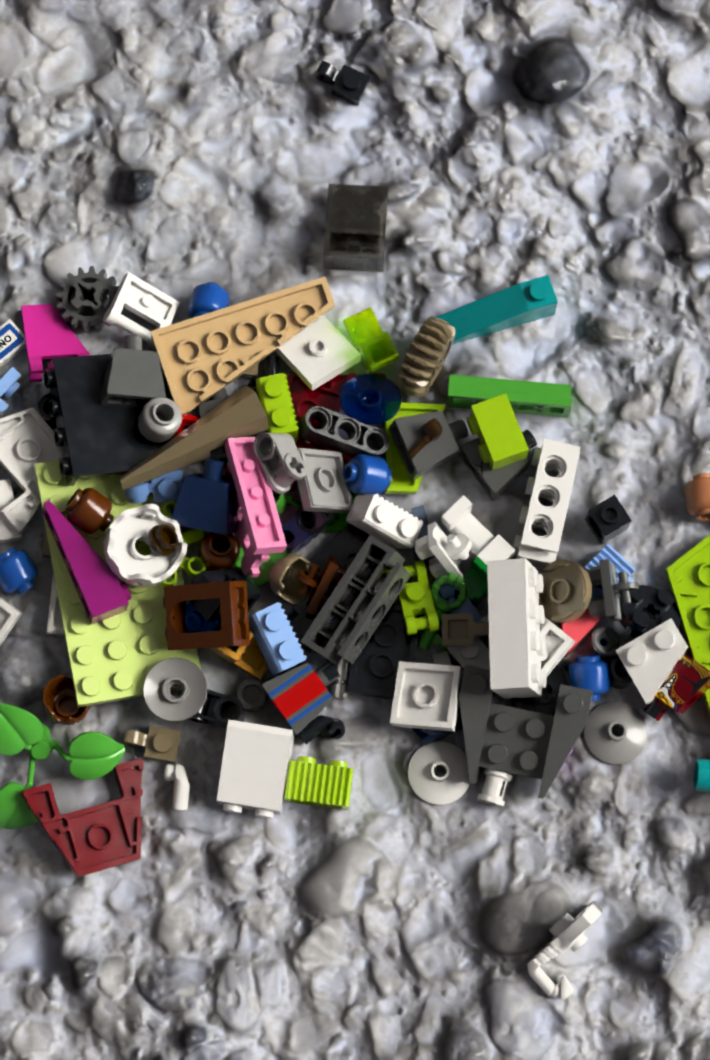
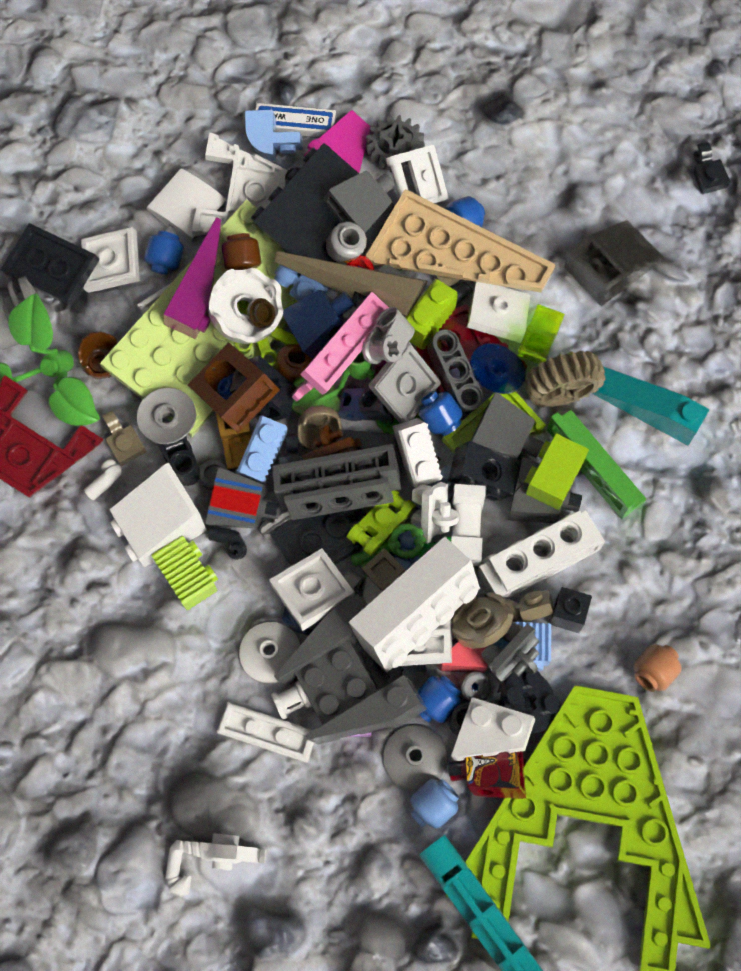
camera: 50 degrees right, 5 degrees down
(430, 486) = (500, 469): none -> black brick
(433, 432) = (511, 425): dark brown hand -> none
(502, 827) = (266, 732): none -> white tile
(581, 544) = (532, 606): none -> dark tan plate
(664, 747) = (434, 803): none -> medium blue head

